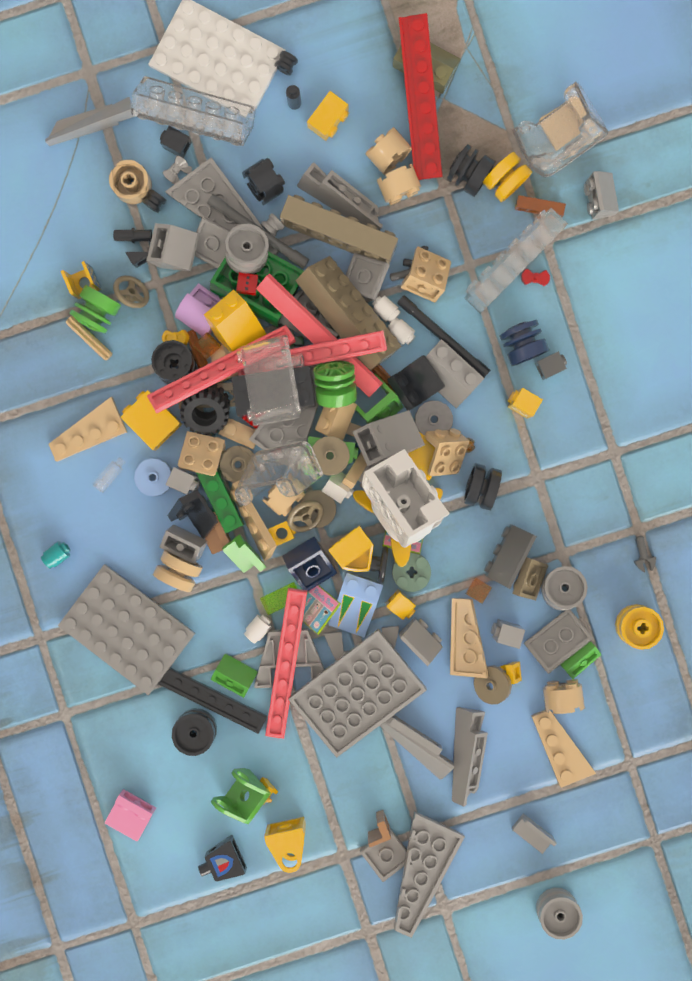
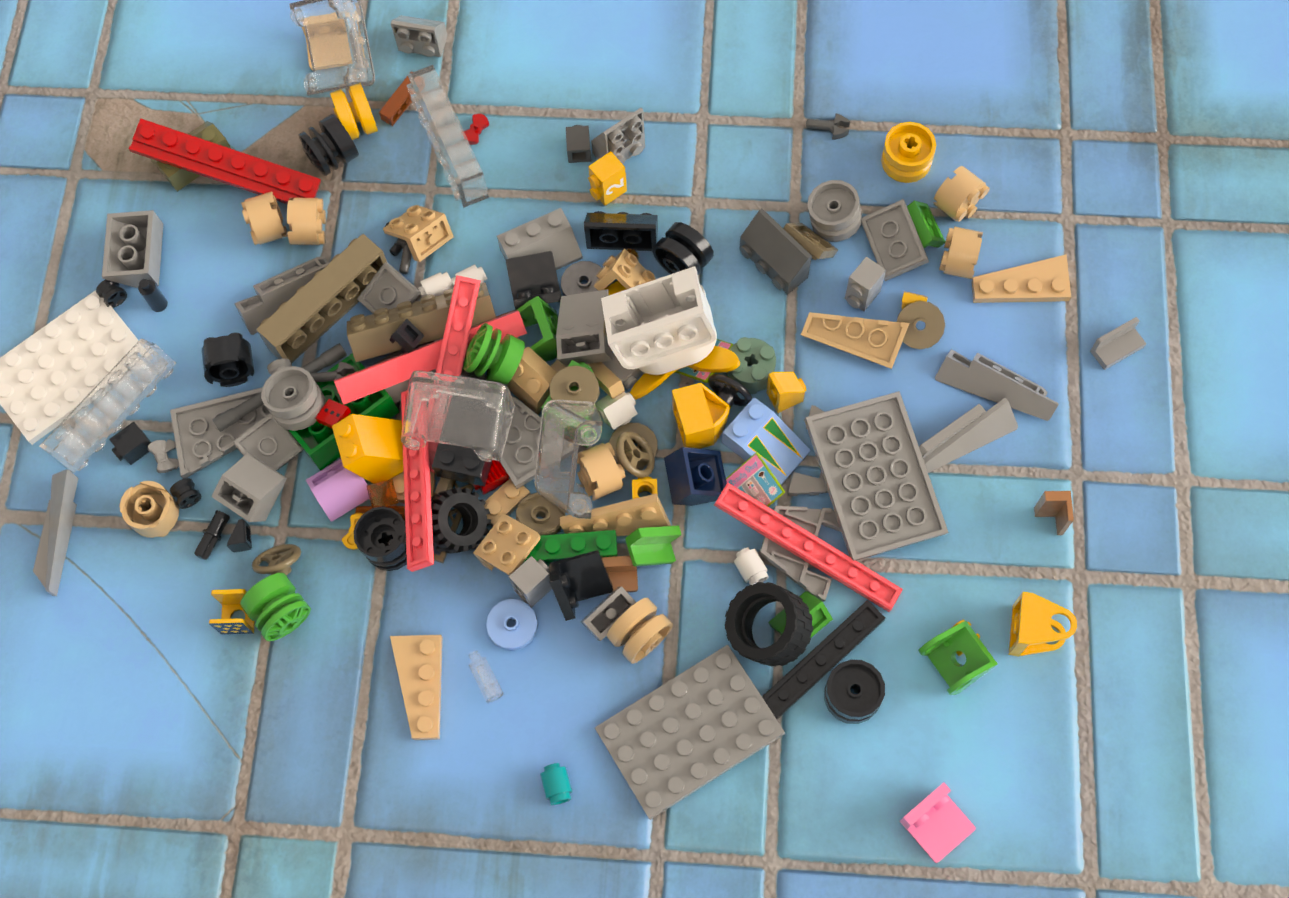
camera: 60 degrees left, 20 degrees down
(89, 338) = (306, 636): tan axle -> none
(149, 426) = (439, 597): yellow brick -> none
(200, 644) = (742, 614): none -> black tyre
(223, 861) = (1038, 723): black torso -> none
(277, 599) = (724, 532): clear neon green tile -> none
(280, 268) = (342, 370): none -> dark grey bar
(324, 312) = (407, 336): none -> black tile
(325, 61) = (132, 247): none -> light grey slope
(328, 116) = (192, 270): yellow brick -> none
(385, 857) = (1095, 523): light grey tile -> none
(412, 309) = (450, 261): black piece -> none
(420, 640) = (838, 384): light grey slope -> none
(426, 863) = (1112, 471): light grey wing -> none
(478, 590) = (802, 304): clear orange tile -> none
(487, 430) = (621, 231): none -> black slope
(524, 342) = (540, 156): dark blue wheel -> none
(559, 913) = (1225, 346): light grey wheel -> none
(564, 398) = (622, 139): none -> light grey slope
(614, 680) = (960, 194): none -> tan brick

